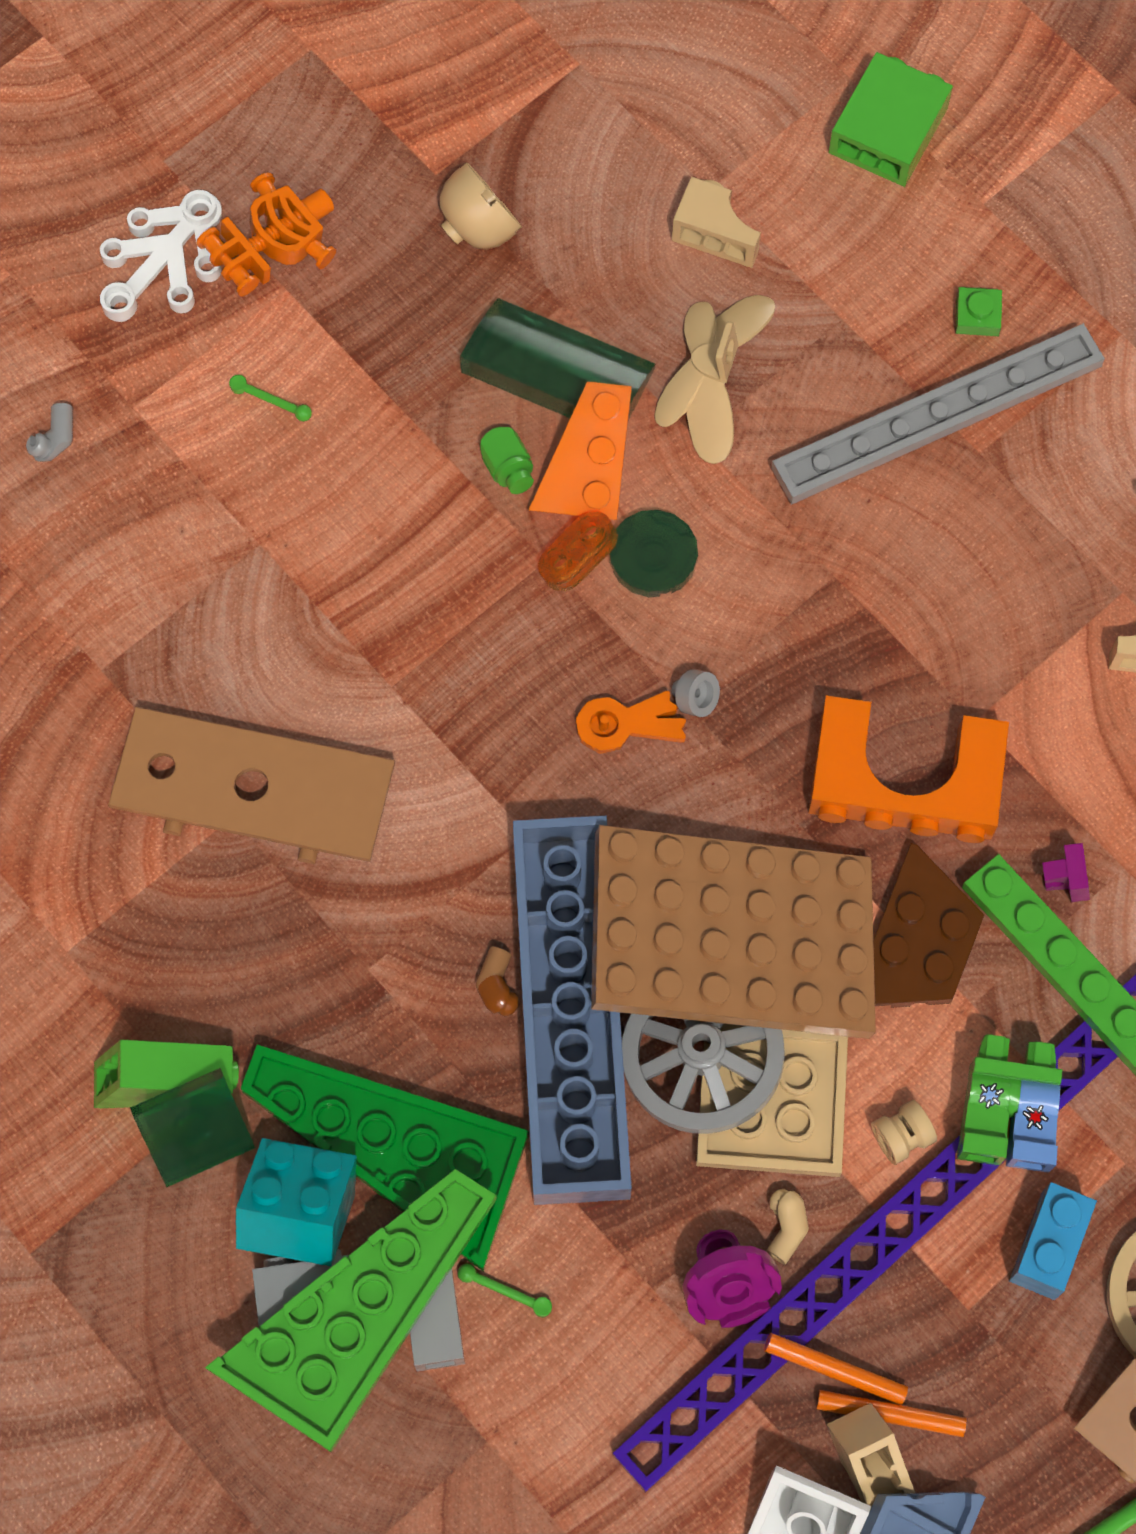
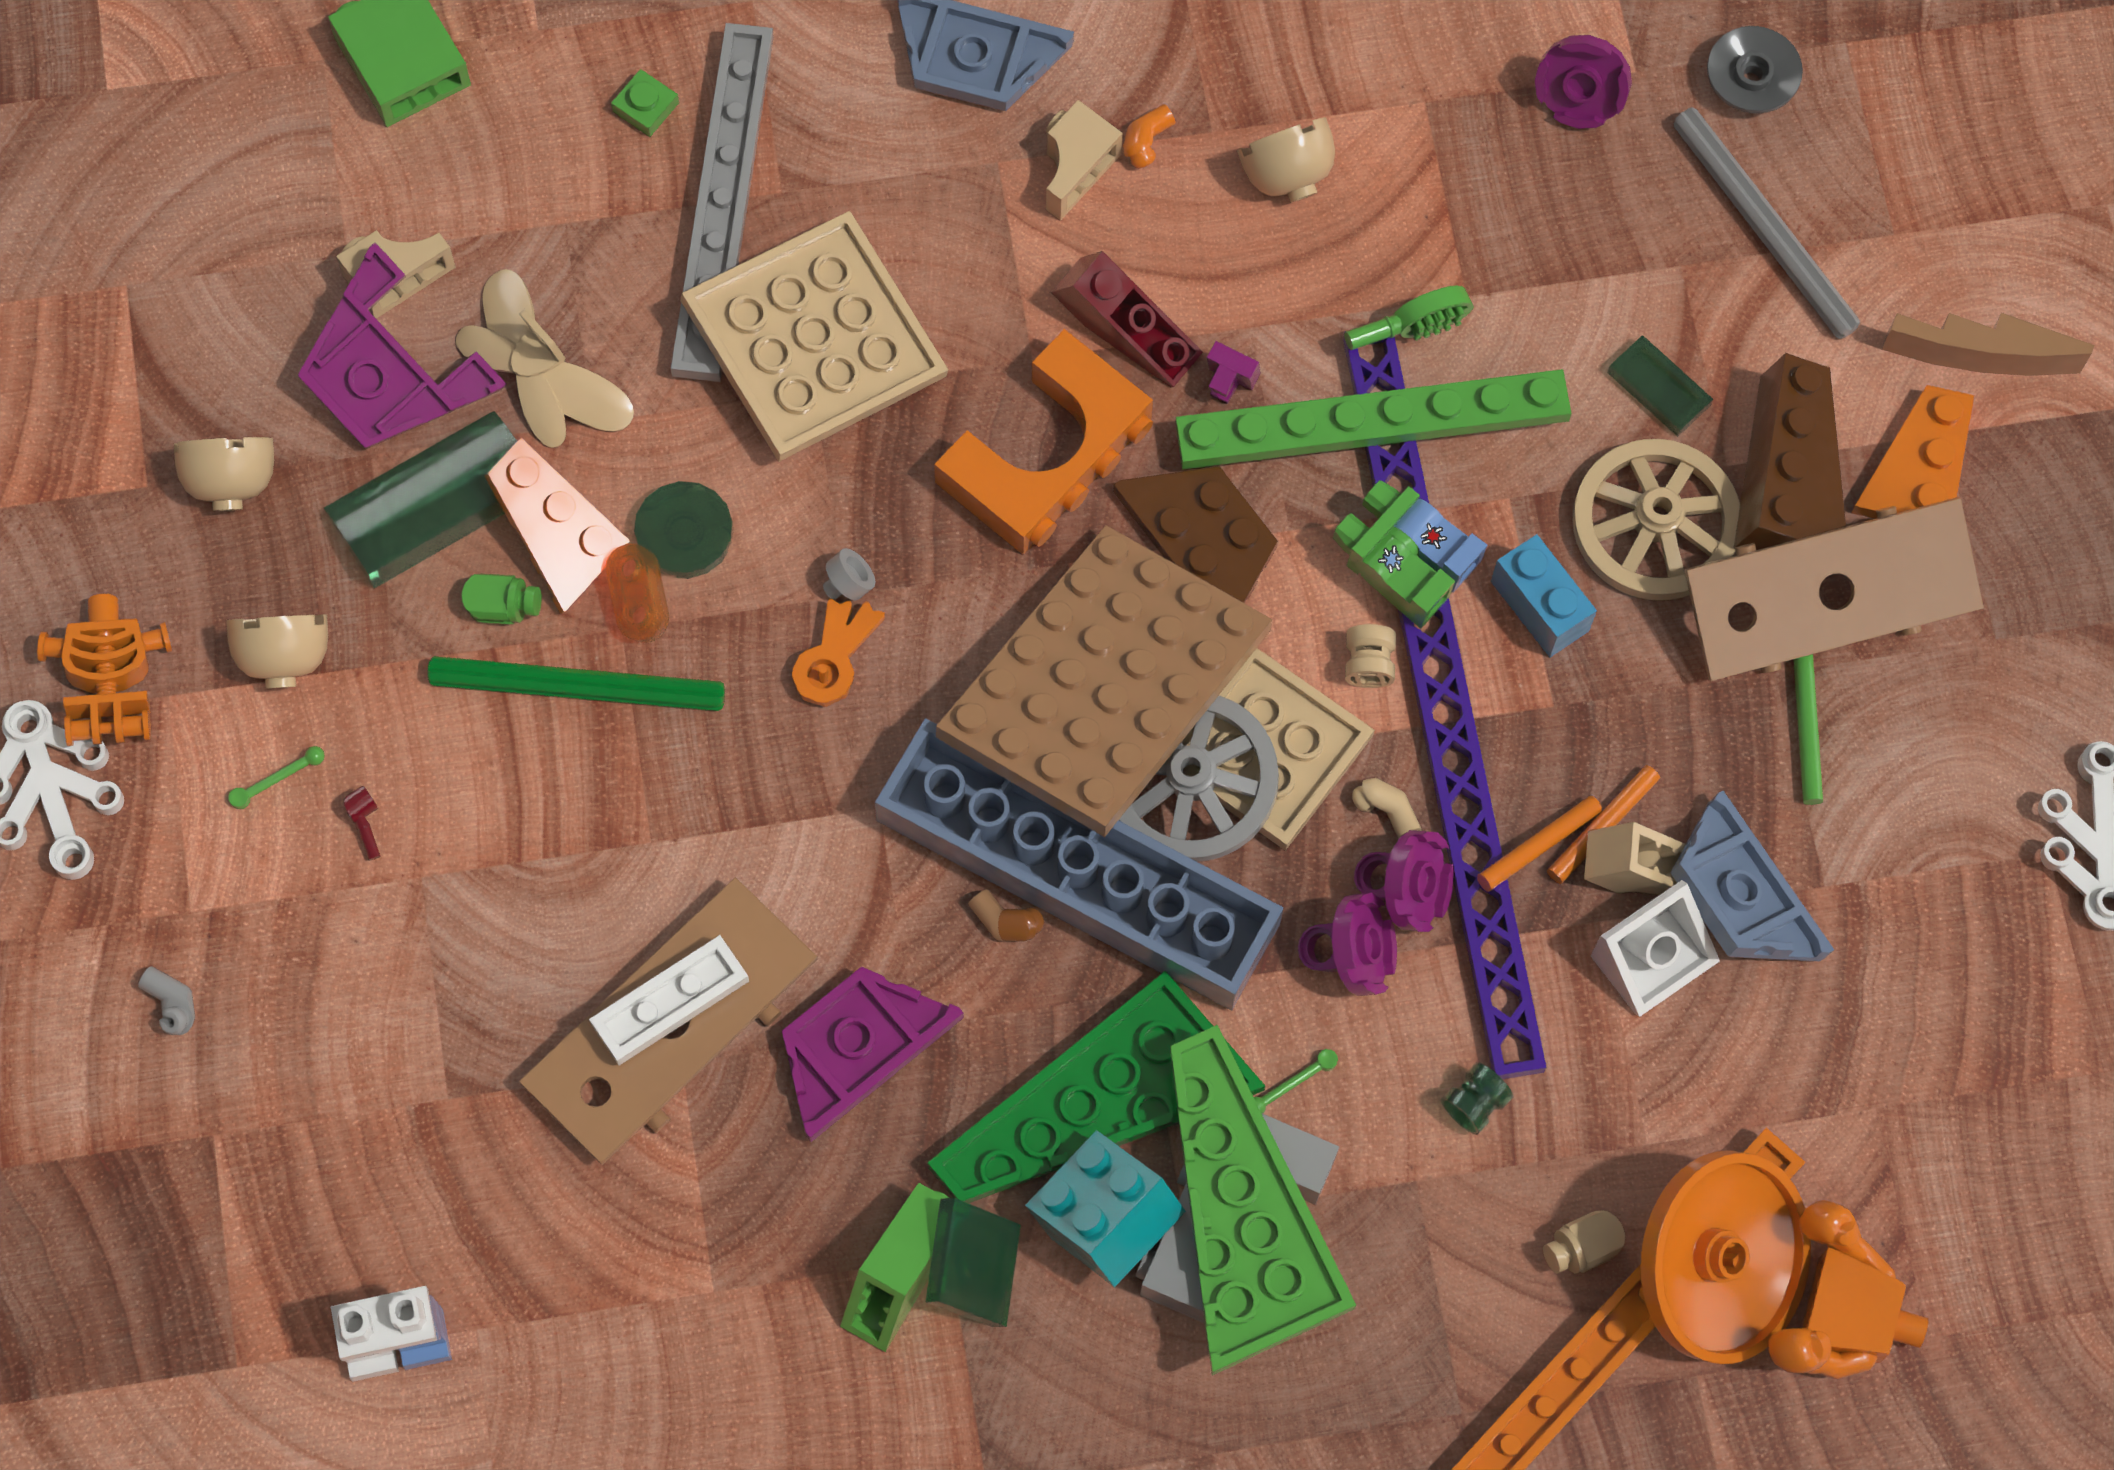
camera: 60 degrees left, 0 degrees up
(260, 771) = (669, 1000): none -> white plate
(280, 465) = (358, 806): none -> dark red hand
(322, 933) = (857, 1043): none -> magenta wing
(363, 332) = (278, 646): none -> tan cylinder
(479, 556) = (576, 683): none -> green axle
(593, 1452) = (1477, 1098): none -> clear green wheel
(617, 258) = (371, 378): none -> magenta wing
(644, 1271) = (1360, 942): none -> magenta tile
(872, 544) = (814, 335): none -> tan plate
(1057, 768) = (1126, 317): none -> dark red slope

